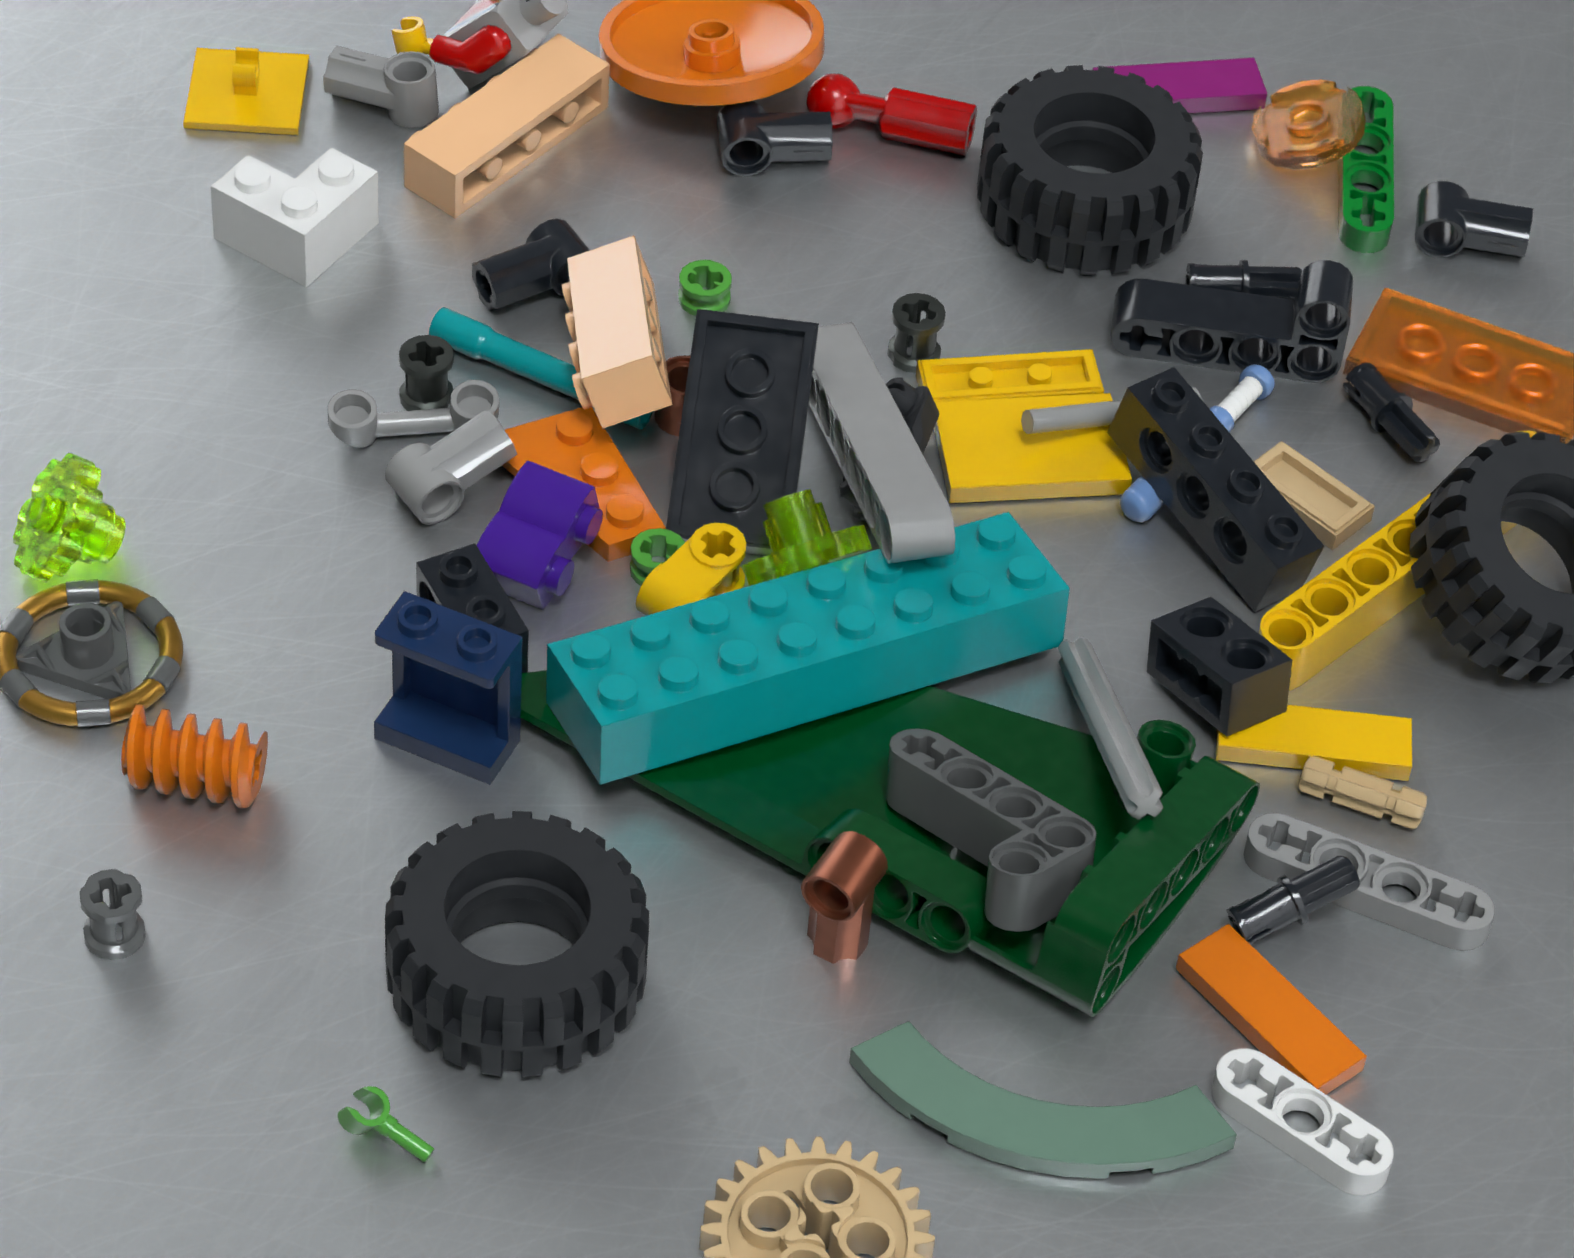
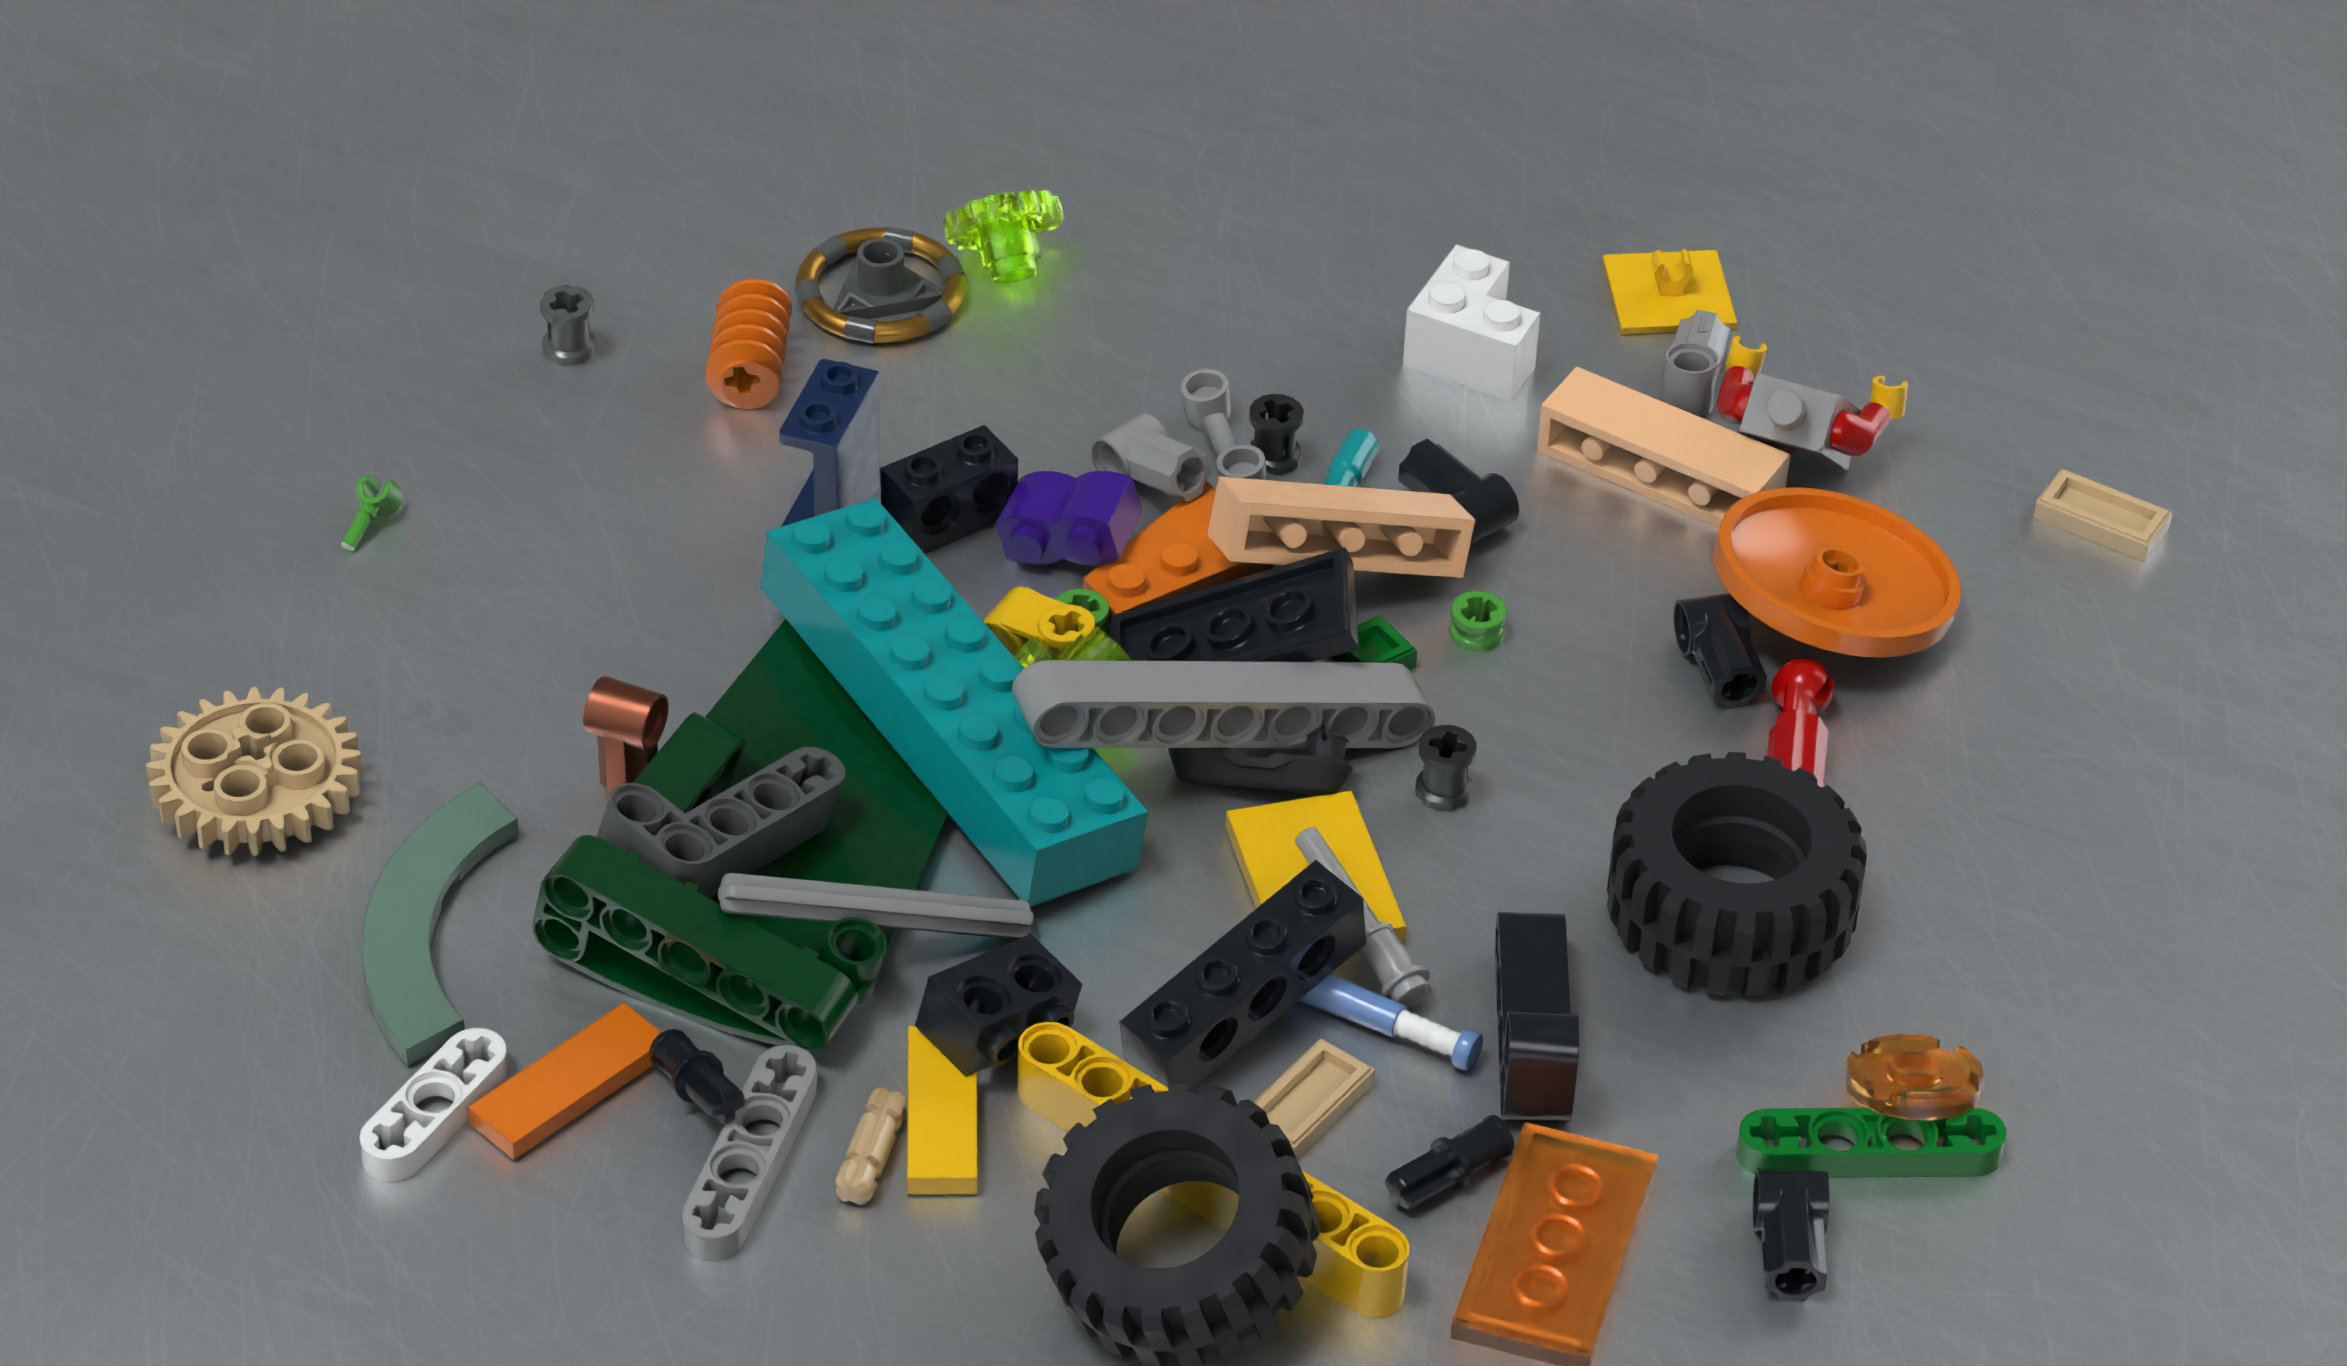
camera: 85 degrees right, 5 degrees down
(516, 1012) = (550, 594): black tyre -> none
(1011, 375) = (1414, 859): yellow tile -> none
(1206, 84) = (1953, 975): magenta tile -> none
(1257, 280) = (1624, 1032): black axle -> none

